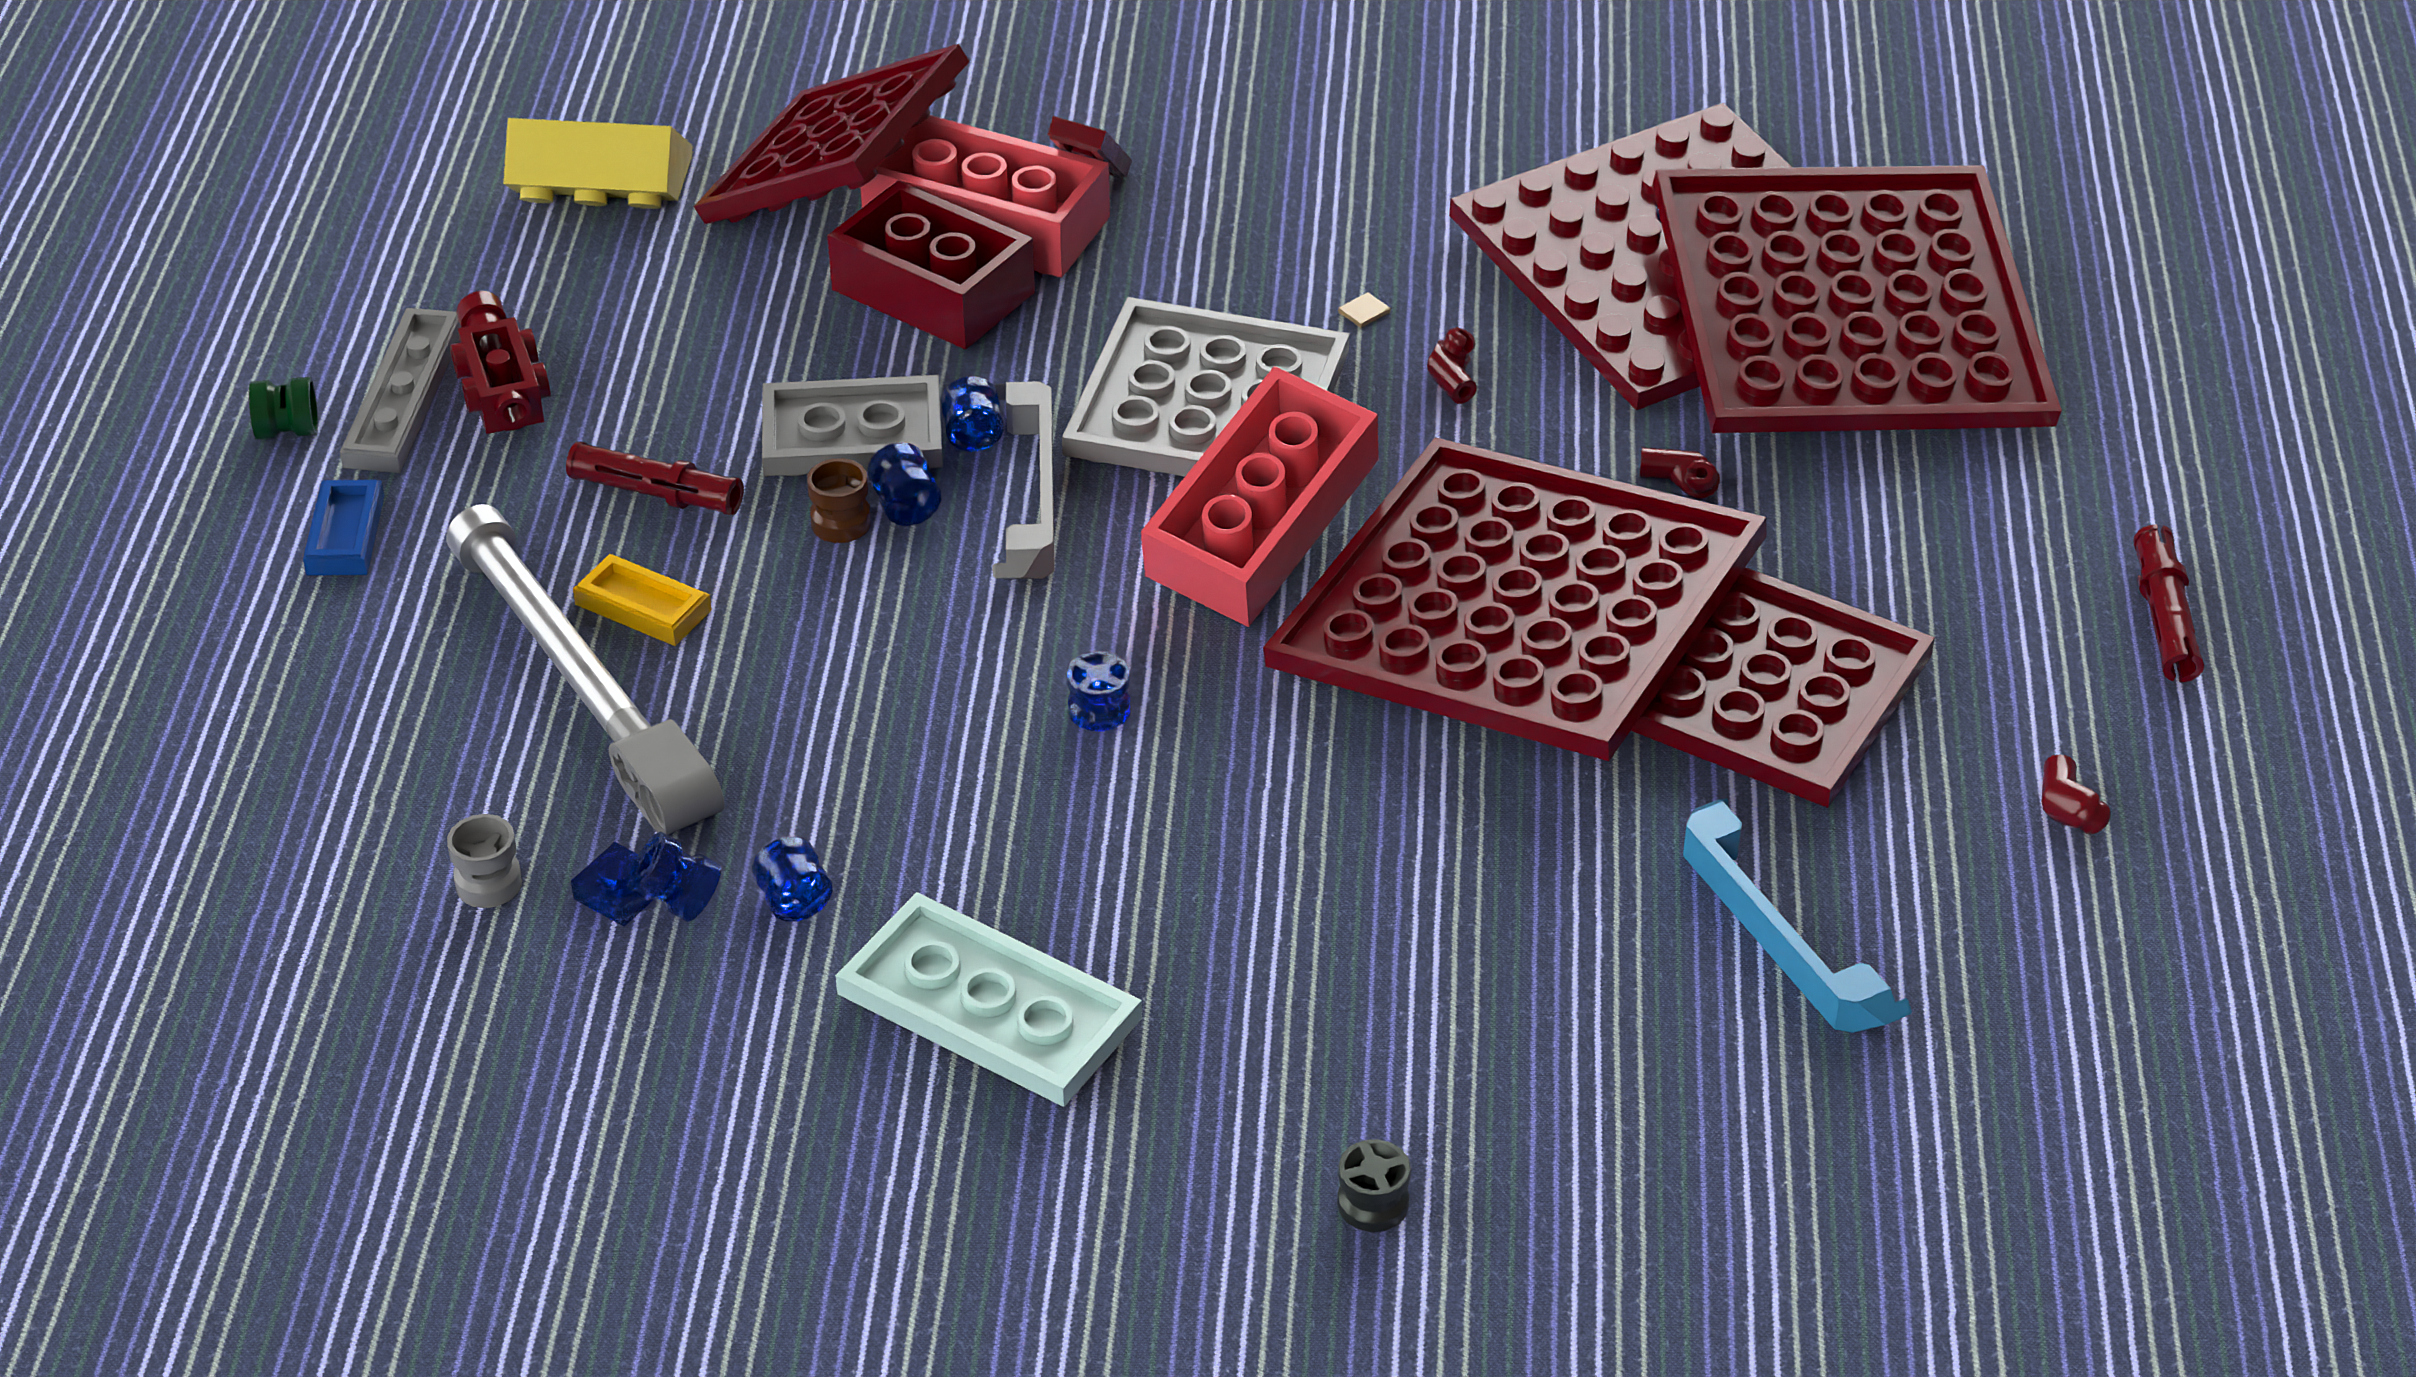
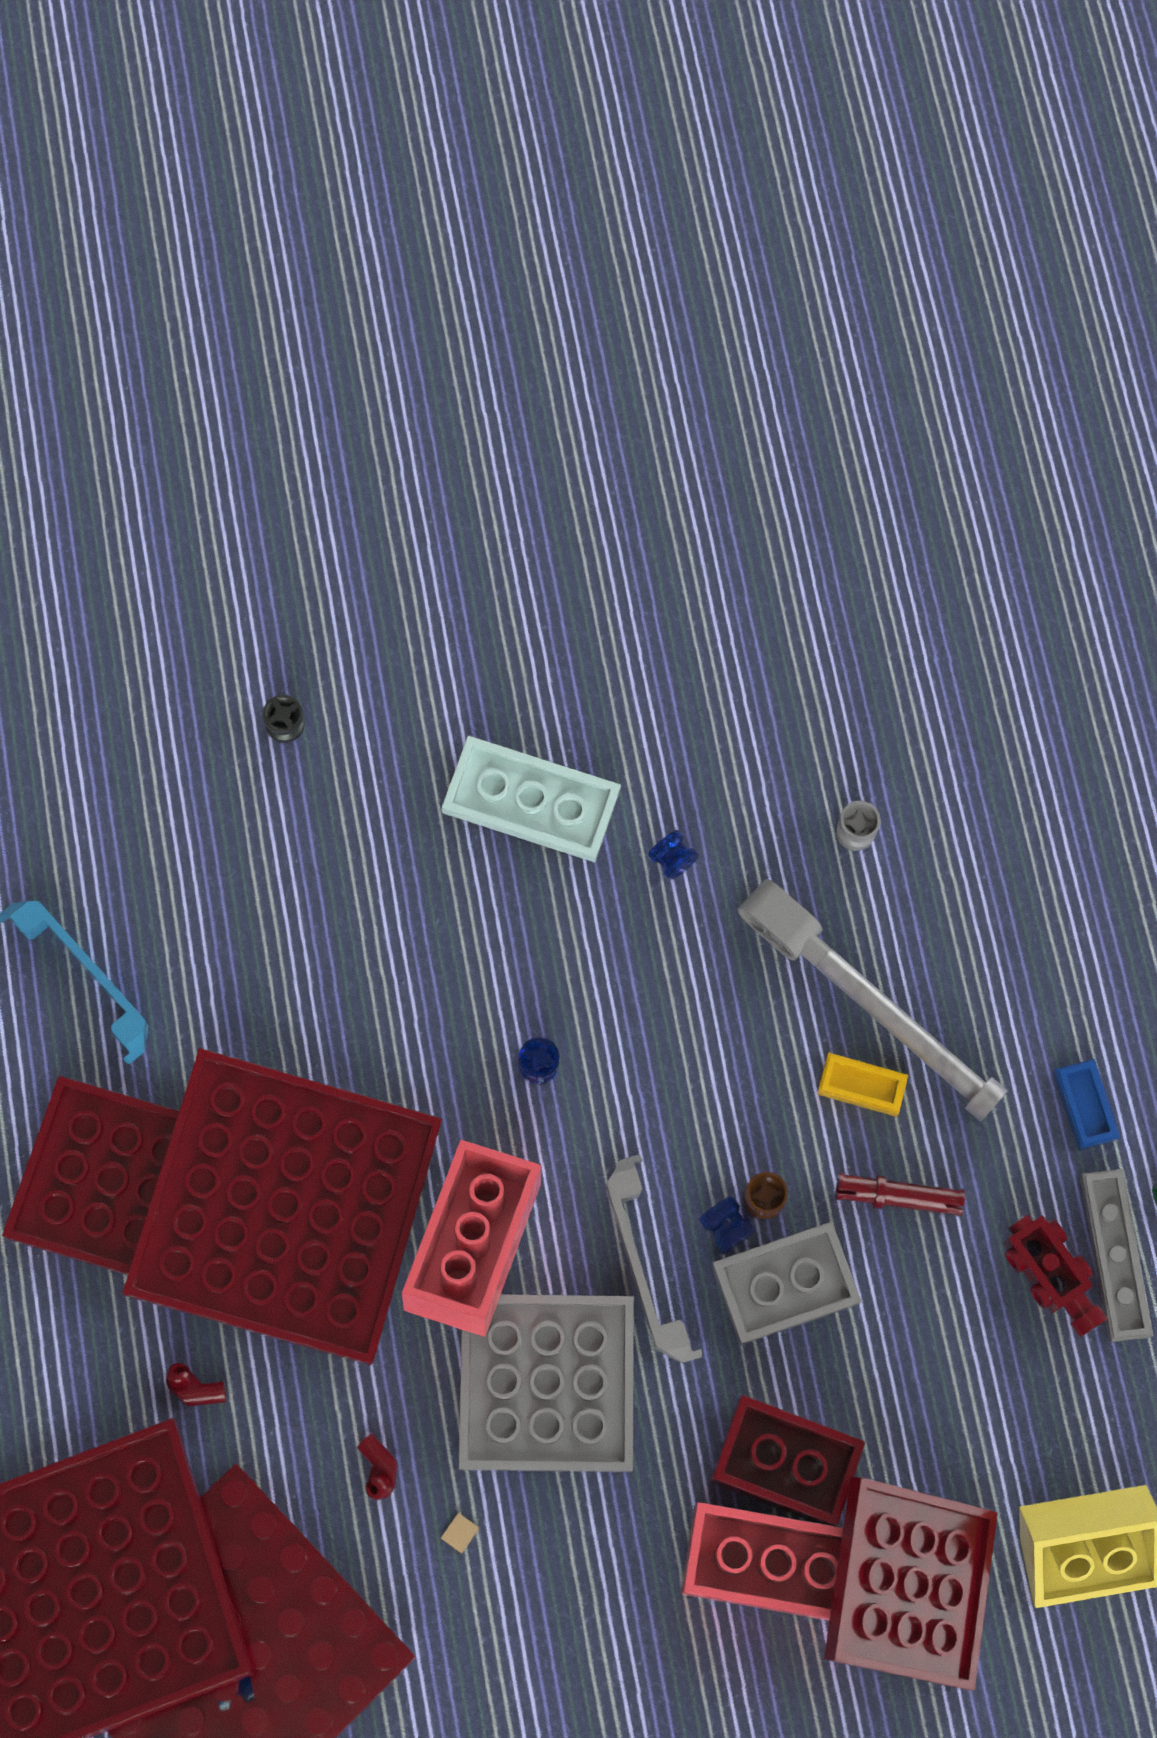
camera: 160 degrees right, 30 degrees up
(604, 885) = (776, 841): clear blue plate -> none
(674, 876) = (742, 830): clear blue wheel -> none
(980, 427) = (705, 1311): clear blue wheel -> none
(1090, 143) = (706, 1618): dark red tile -> none

